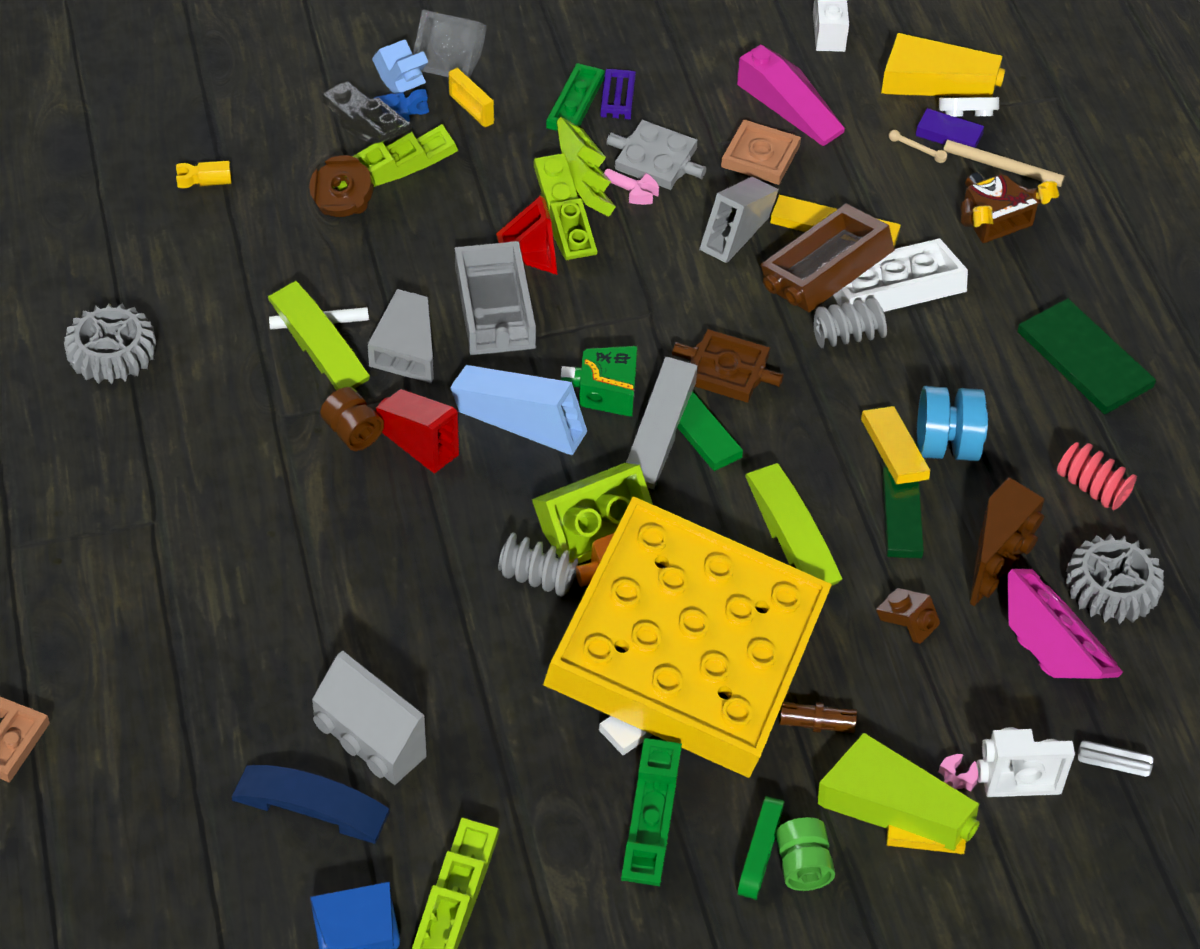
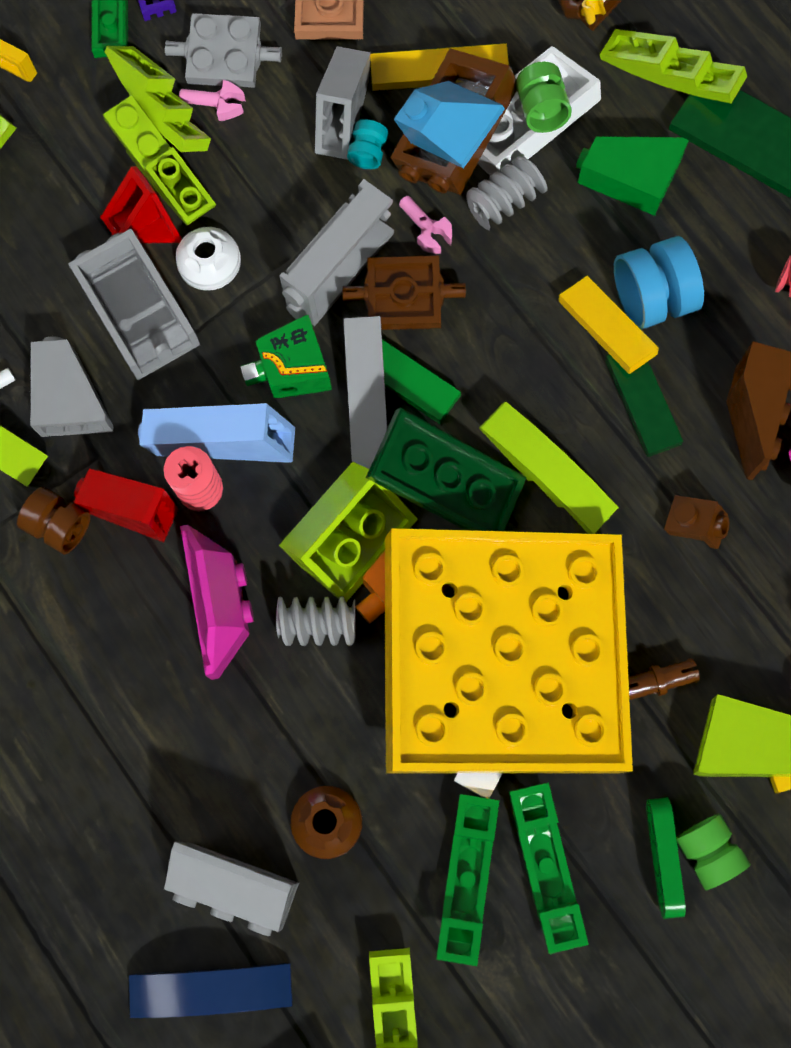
camera: 15 degrees left, 25 degrees up
(459, 523) = (217, 600): none -> dark pink wedge
(474, 730) = (346, 830): none -> reddish brown piece
(484, 425) = (193, 478): none -> coral piece
(572, 297) = (208, 272): none -> white piece
(579, 798) = (467, 880): none -> green slope
(682, 313) = (337, 254): none -> light grey door
(696, 488) = (445, 475): none -> dark green tile
(746, 254) = (367, 144): none -> teal wheel
(764, 336) = (427, 226): none -> bright pink bar
(816, 246) = (448, 120): none -> dark azure slope
(910, 260) = (543, 97): none -> bright green wheel
(970, 344) = (632, 168): none -> green slope
(1033, 281) = (668, 65): none -> lime slope

